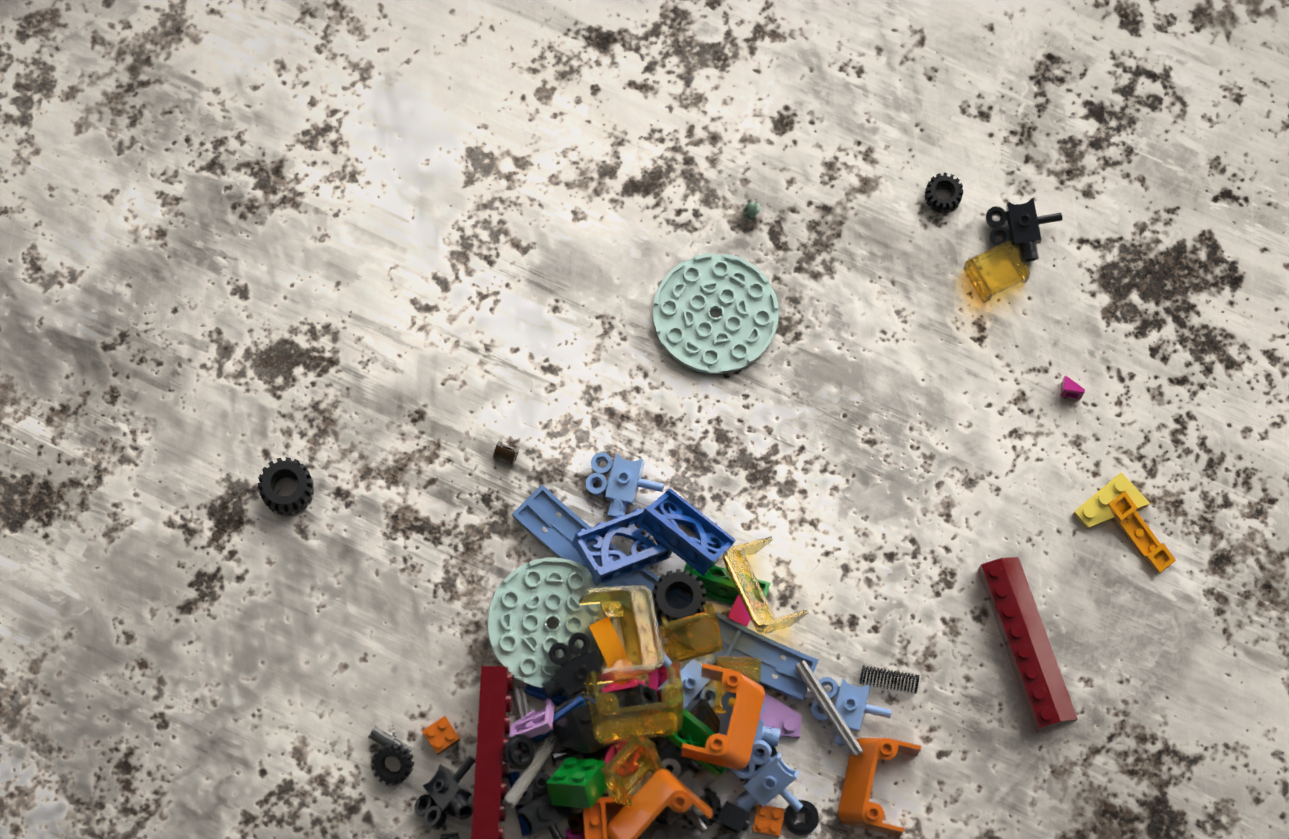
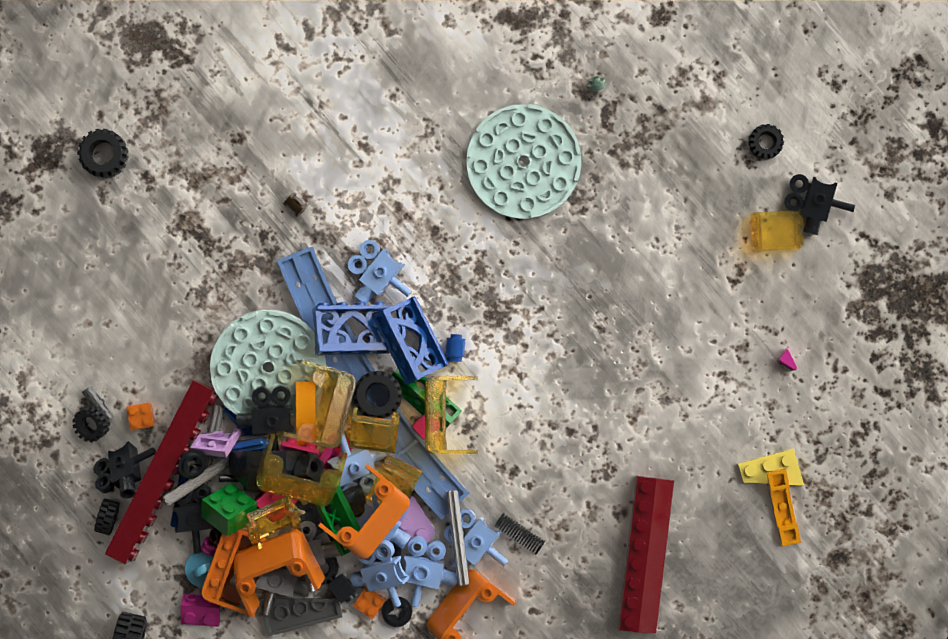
camera: 25 degrees right, 15 degrees up
(734, 522) = (455, 348): none -> blue brick
(813, 758) = (425, 570): none -> light blue piece

